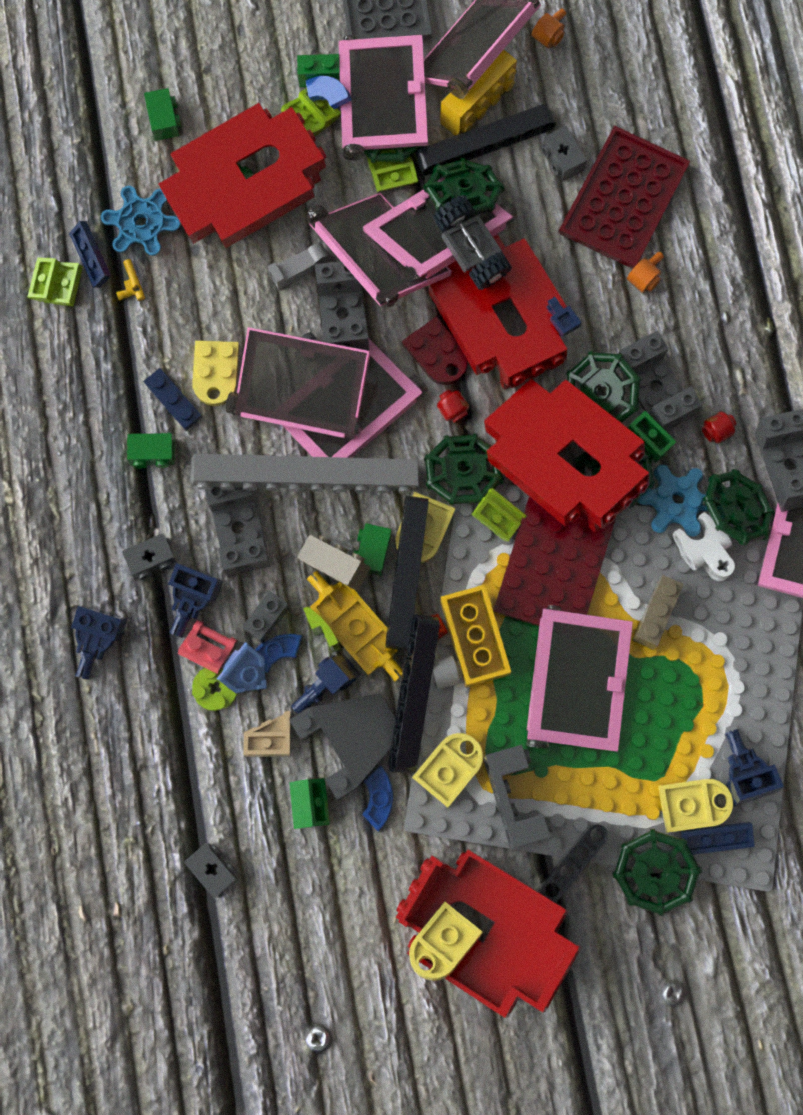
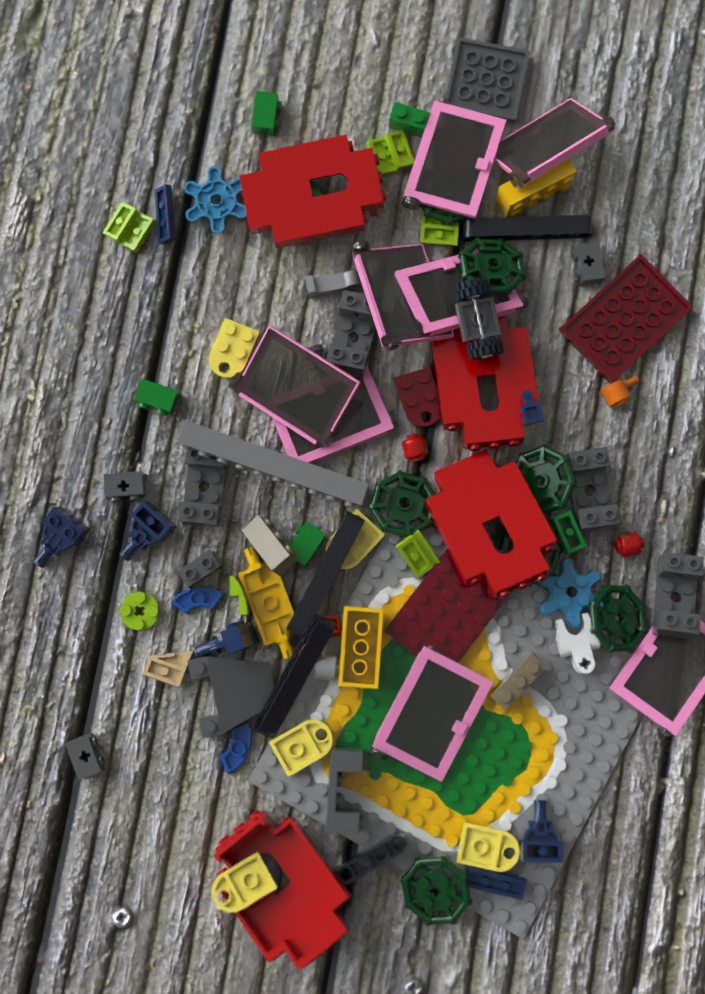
camera: 25 degrees right, 5 degrees up
(131, 284) = (190, 250): yellow hose -> none
(172, 399) = (189, 360): dark blue plate -> none
(204, 652) = (141, 580): coral plate -> none
(244, 670) = (166, 607): medium blue plate -> none
(309, 803) = (180, 732): green brick -> none
(328, 89) = (410, 140): tile -> none
(549, 29) = (617, 149): orange piece -> none

